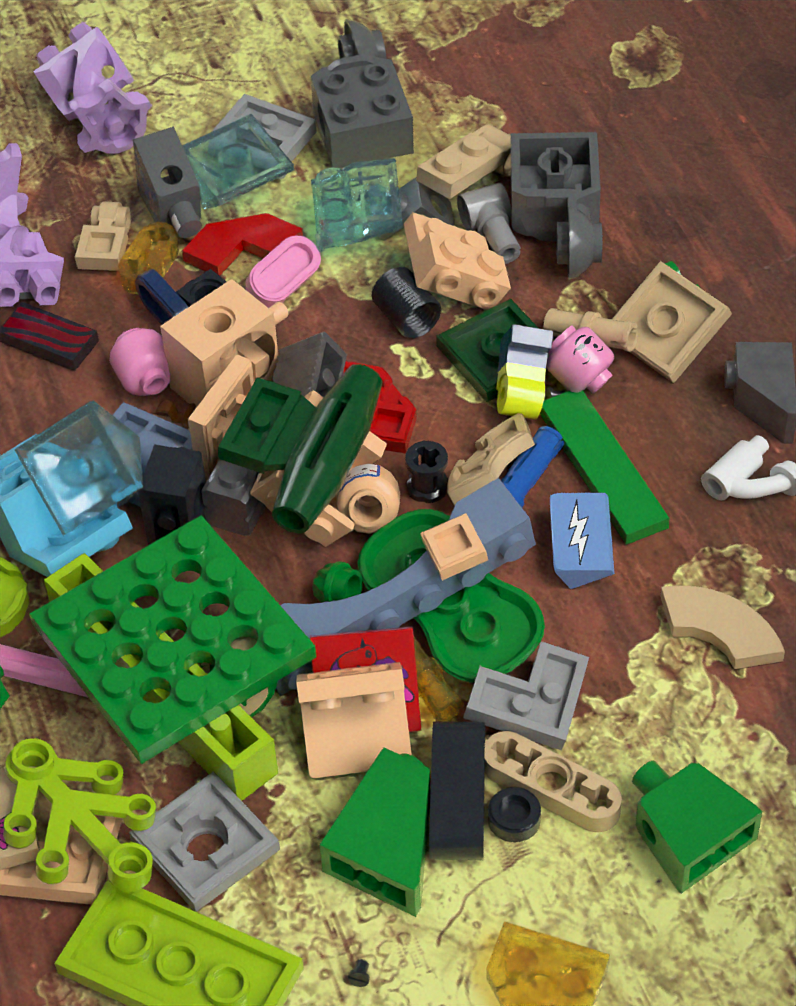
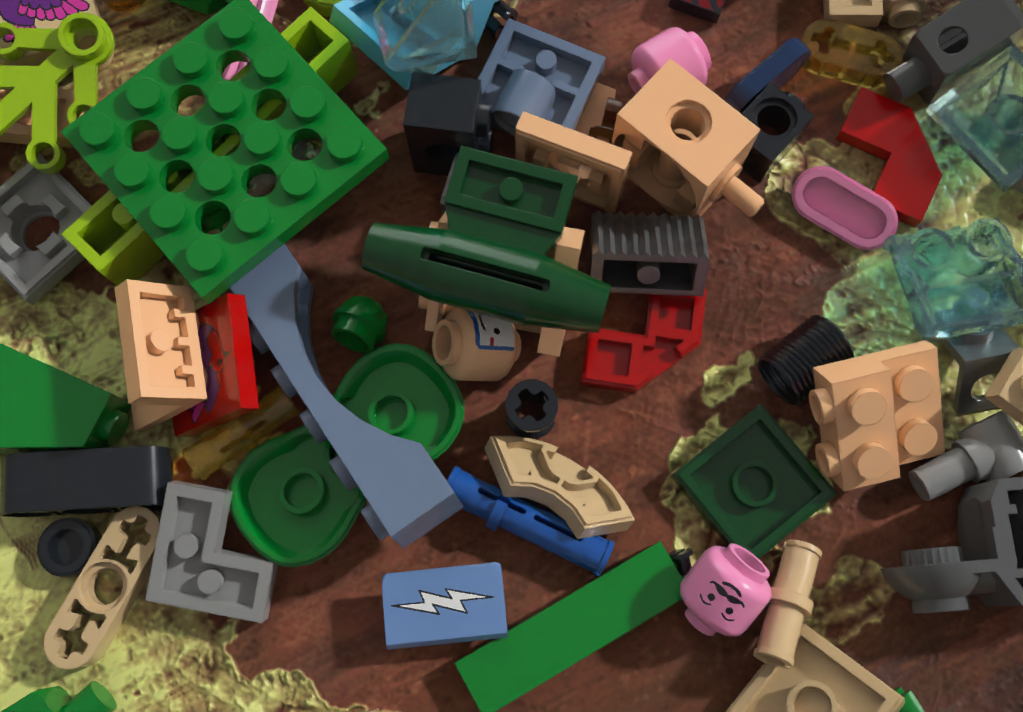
camera: 85 degrees right, 25 degrees up
(454, 546) = (346, 445): light nougat tile -> none
(522, 370) = (694, 516): leg -> none

